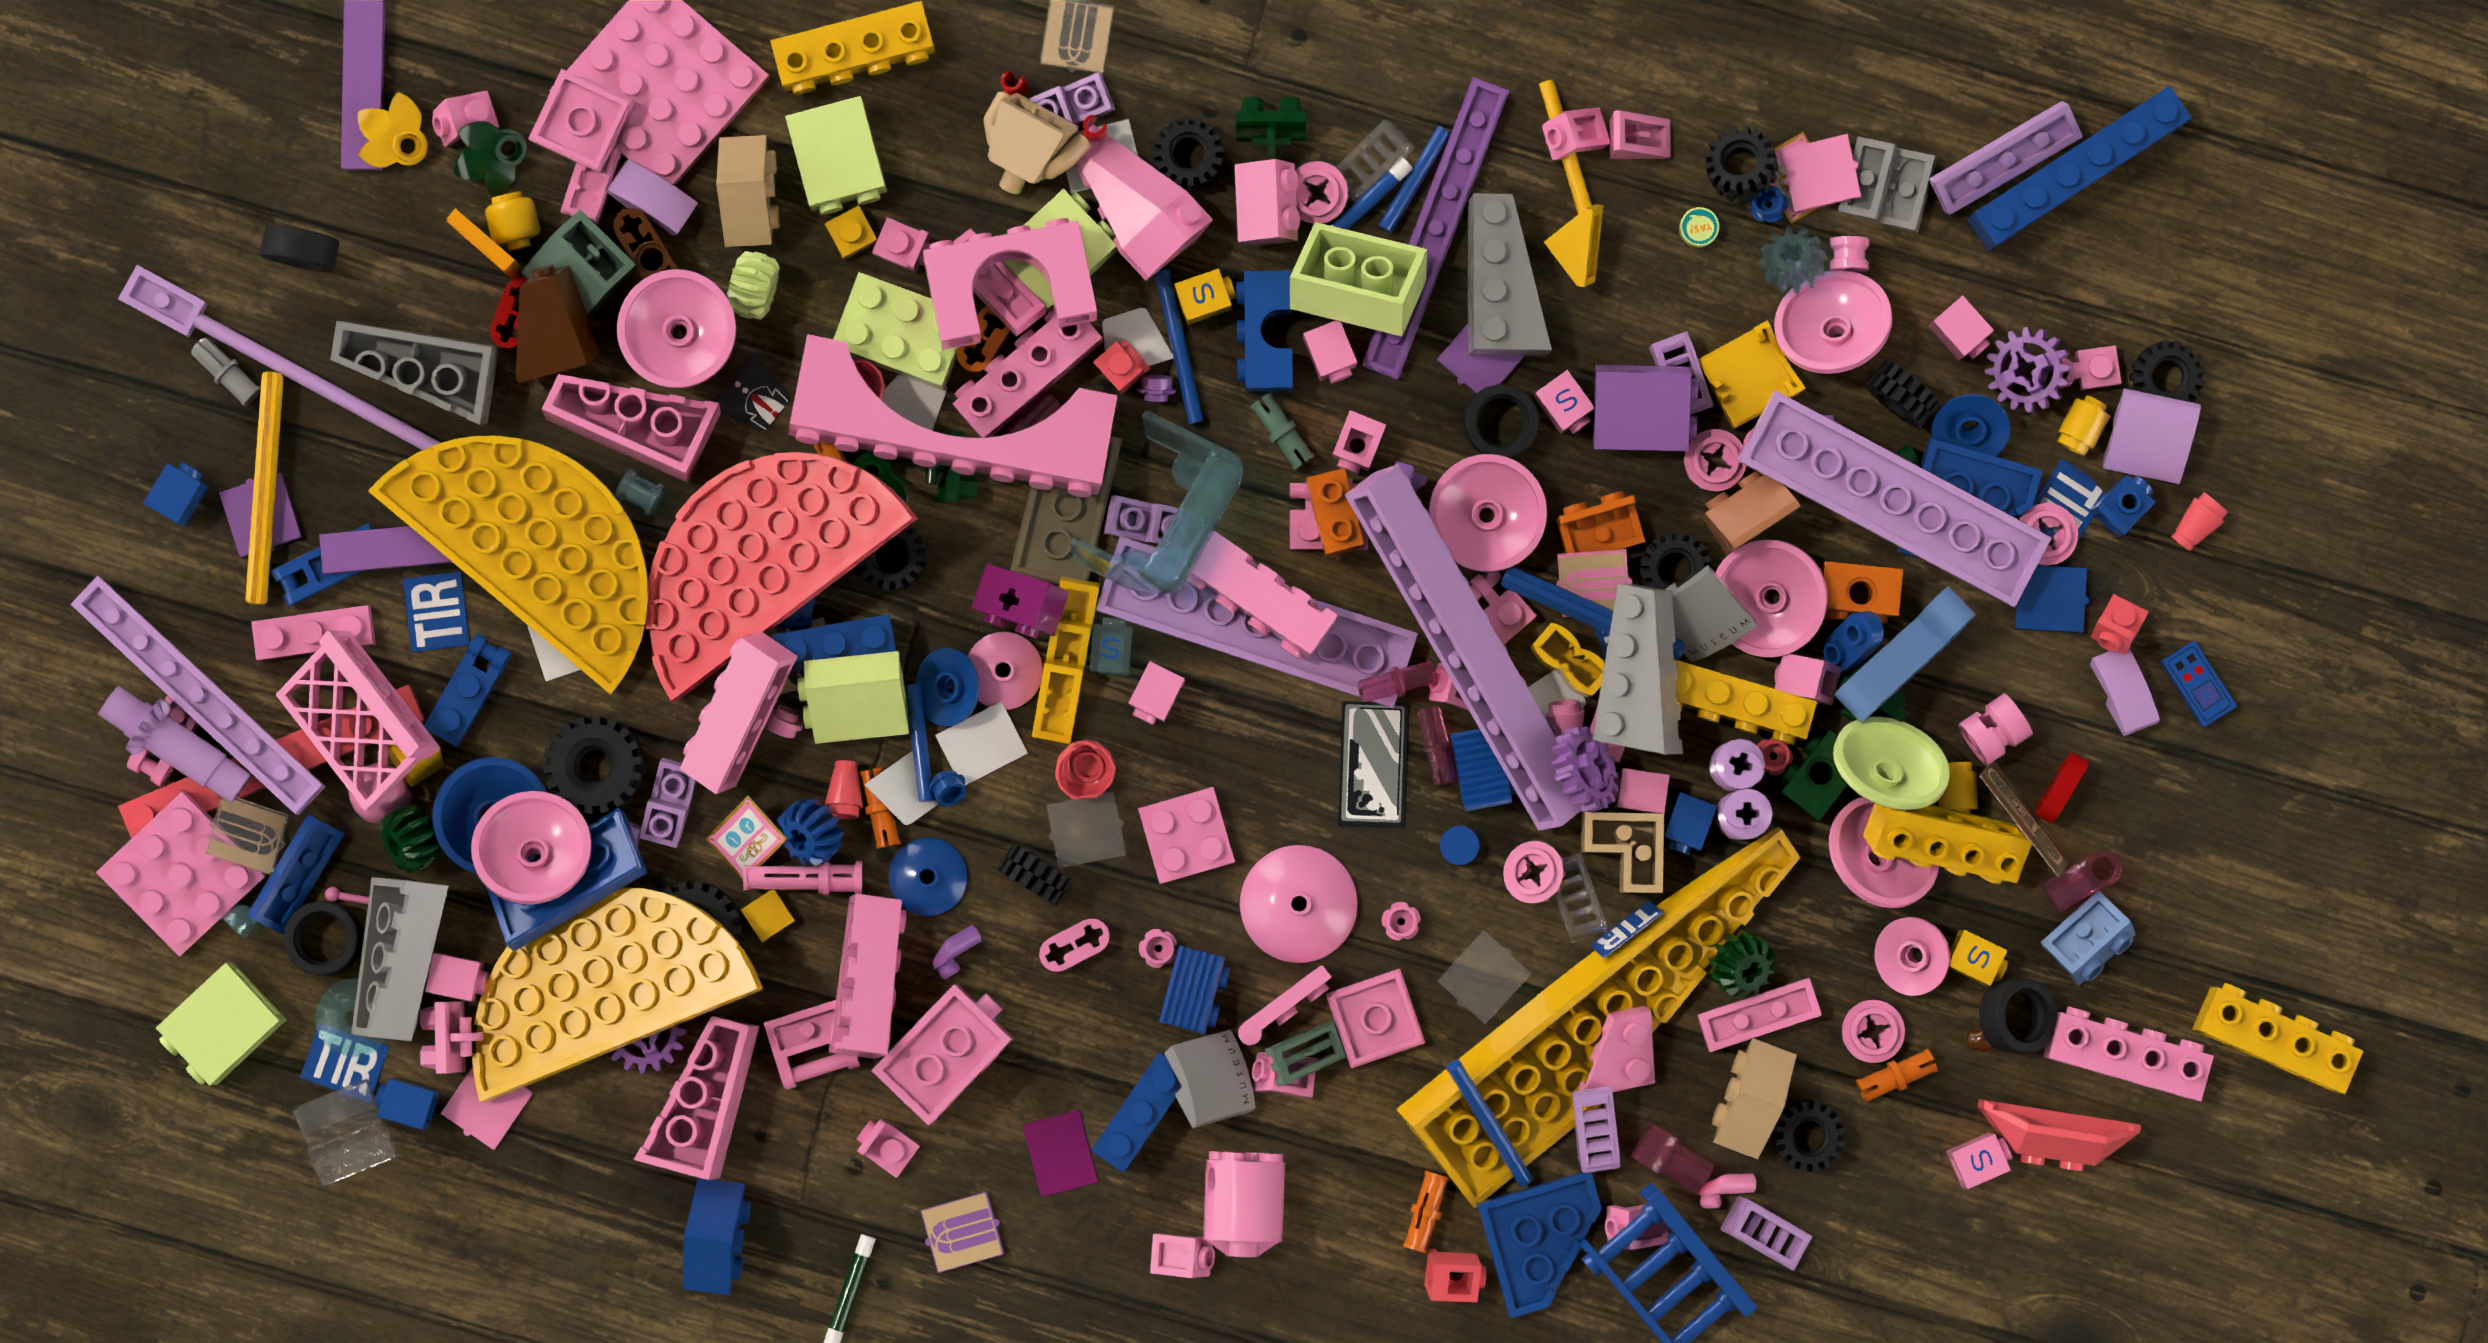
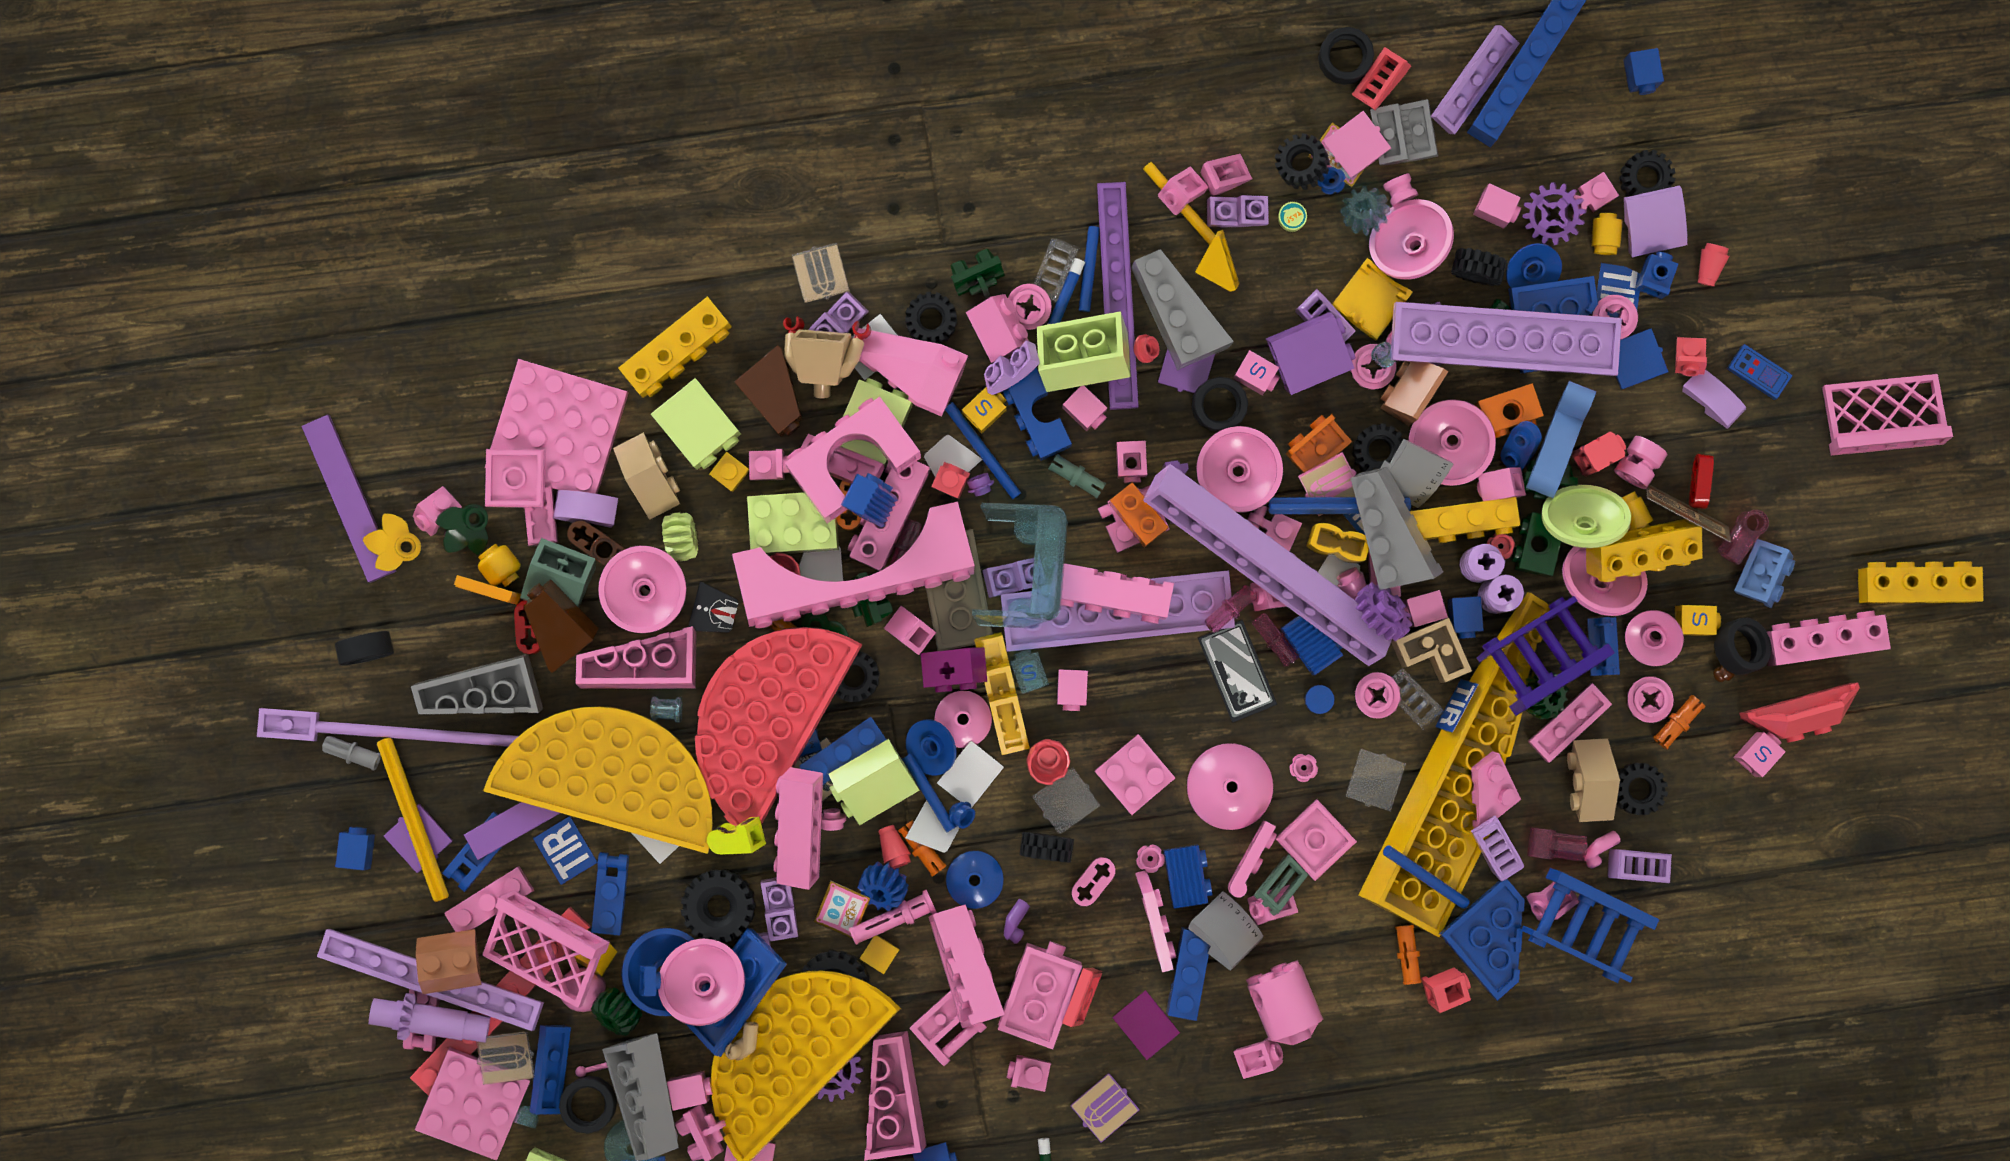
camera: 20 degrees left, 0 degrees up
(230, 682) = (448, 961): none -> nougat slope
(467, 816) = (648, 980): none -> blue plate
(550, 951) = (745, 1045): none -> tan arm
(656, 692) = (738, 839): none -> neon yellow leg
(949, 156) = (772, 392): none -> reddish brown slope
(986, 529) = (910, 630): none -> bright pink brick
(995, 1080) = (1082, 997): none -> coral tile
(1009, 343) = (870, 499): none -> blue brick
(1129, 1032) = (1158, 924): none -> bright pink wing
(1252, 262) = (1007, 372): none -> lavender slope
(1440, 310) = (1146, 348): none -> coral plate
(1633, 190) = (1237, 212): none -> lavender slope
(1729, 450) = (1381, 355): none -> clear light blue hinge
(1749, 948) = (1547, 681): none -> dark purple fence
(1845, 938) = (1600, 633): none -> blue hinge
(1878, 34) = (1359, 38): none -> black tyre
(1881, 93) = (1385, 57): none -> coral slope
(1947, 694) = (1599, 453): none -> coral brick
(2223, 241) = (1643, 71): none -> blue brick
(2321, 839) = (1896, 436): none -> bright pink fence

